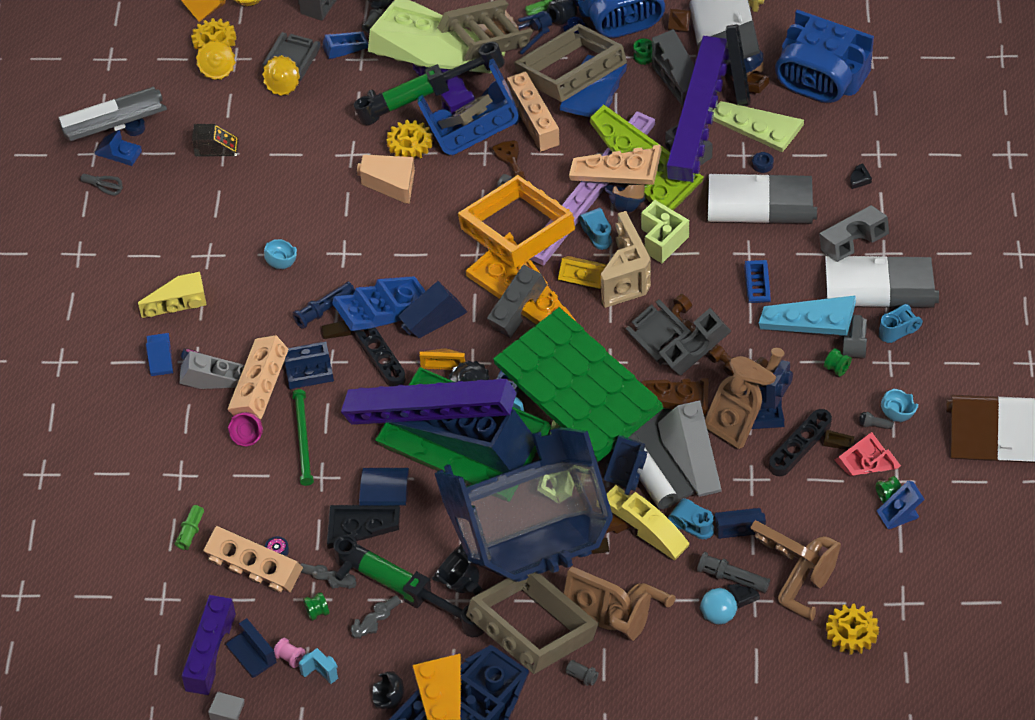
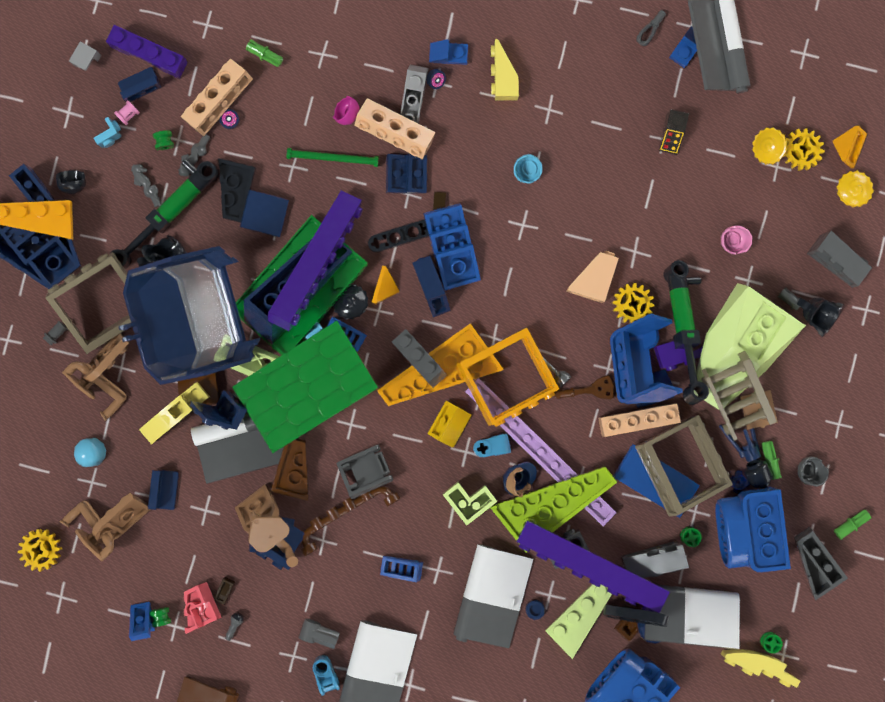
camera: 100 degrees right, 35 degrees up
(281, 75) = (735, 202): yellow piece -> none
(297, 48) = (768, 218): dark grey container -> none
(316, 308) = (459, 189): dark blue pin -> none
(321, 69) = (736, 240): none -> bright pink hair
(337, 44) = (762, 269): blue slope -> none
(465, 113) = (644, 359): dark tan wing -> none
(629, 167) = (542, 484): light nougat wing -> none
(629, 270) = (424, 452): tan bracket -> none
(679, 20) = (721, 578): reddish brown tile -> none
(686, 352) = (338, 506): dark grey arch -> none
(688, 442) = (239, 467): light grey wedge -> none
(692, 519) = (174, 449): dark azure piece -> none
(723, 569) = (119, 464): dark grey pin -> none
(743, 595) = (97, 474): black tile -> none
(802, 443) = (225, 561): black beam -> none
(814, 316) = (345, 609): medium azure wing -> none
(837, 362) = (297, 612): green wheel -> none
(860, 177) = (497, 689): black tile -> none
(866, 224) = (436, 680): dark grey arch -> none
(898, 405) = (238, 650): medium azure hair -> none

